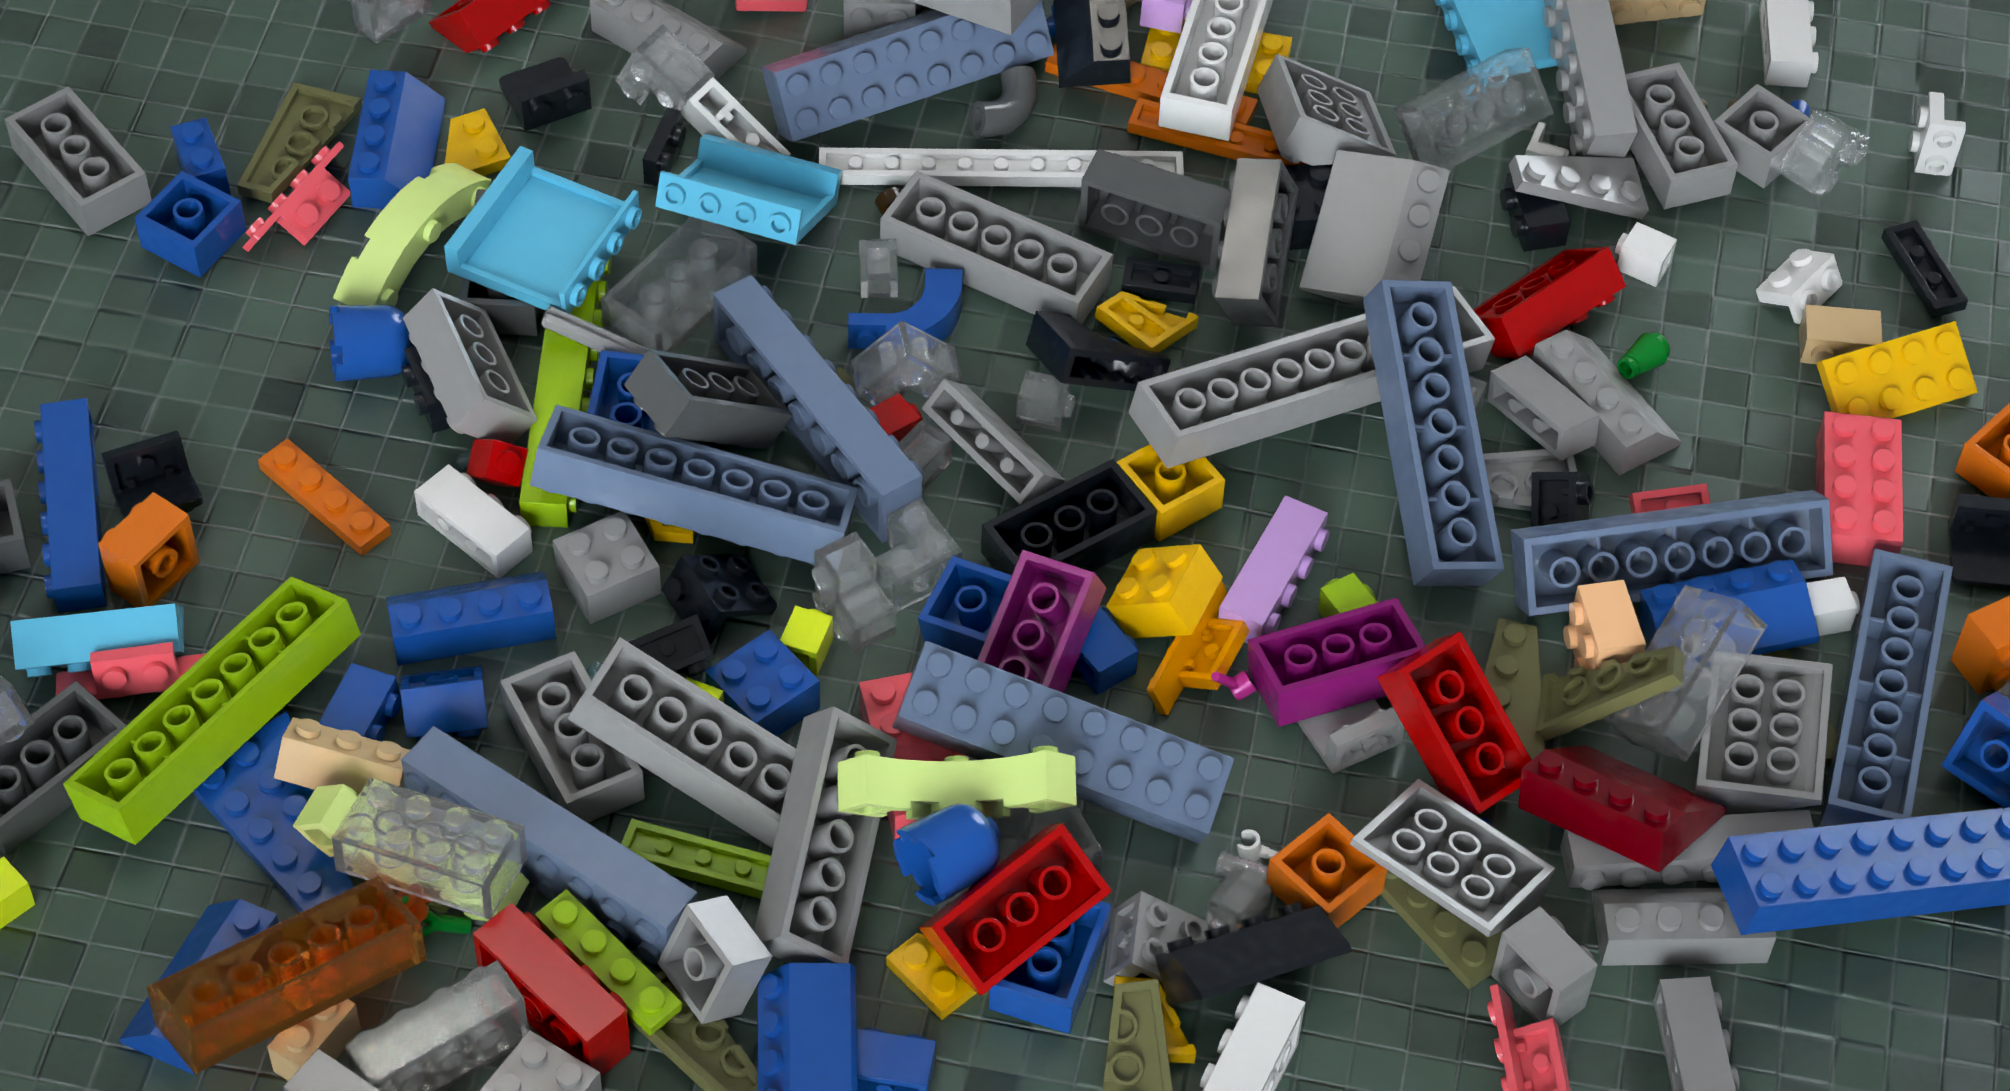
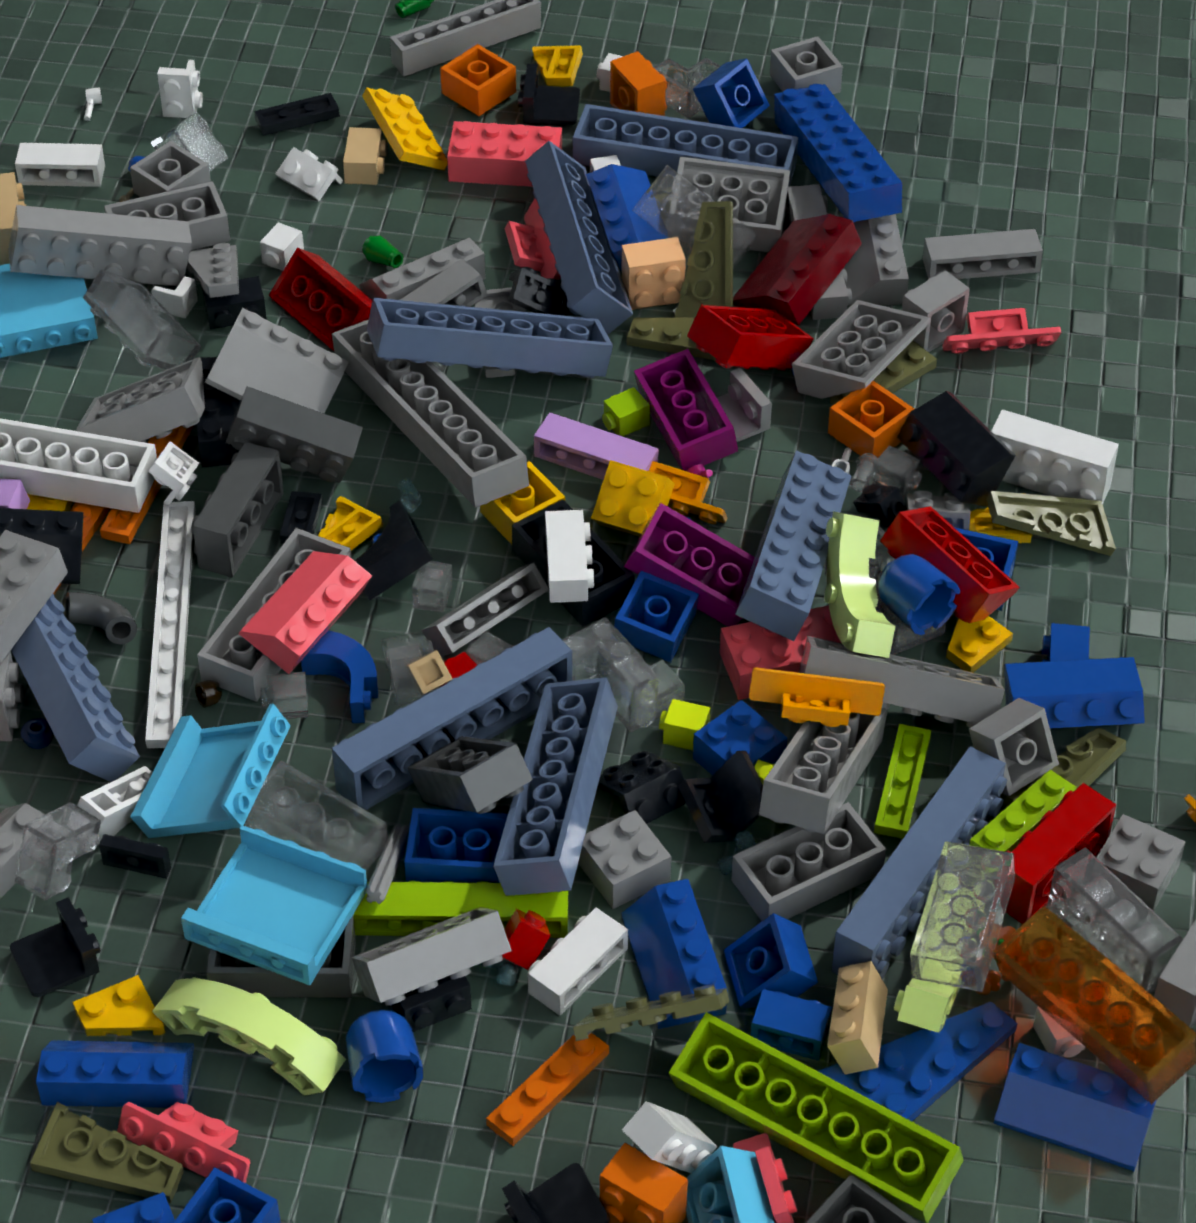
camera: 90 degrees left, 5 degrees down
(198, 566) = (669, 1137): none -> white brick
(373, 558) = (647, 1013): none -> olive wing
(771, 728) = (816, 696): none -> light orange bracket
(858, 358) = (429, 672): none -> tan panel
(969, 255) = (305, 607): none -> coral slope
(1041, 498) = (568, 556): none -> white brick
(1183, 881) = (882, 500): none -> black bracket
(1213, 145) = (175, 470): none -> white bracket
(1932, 62) = (93, 97): none -> white hand

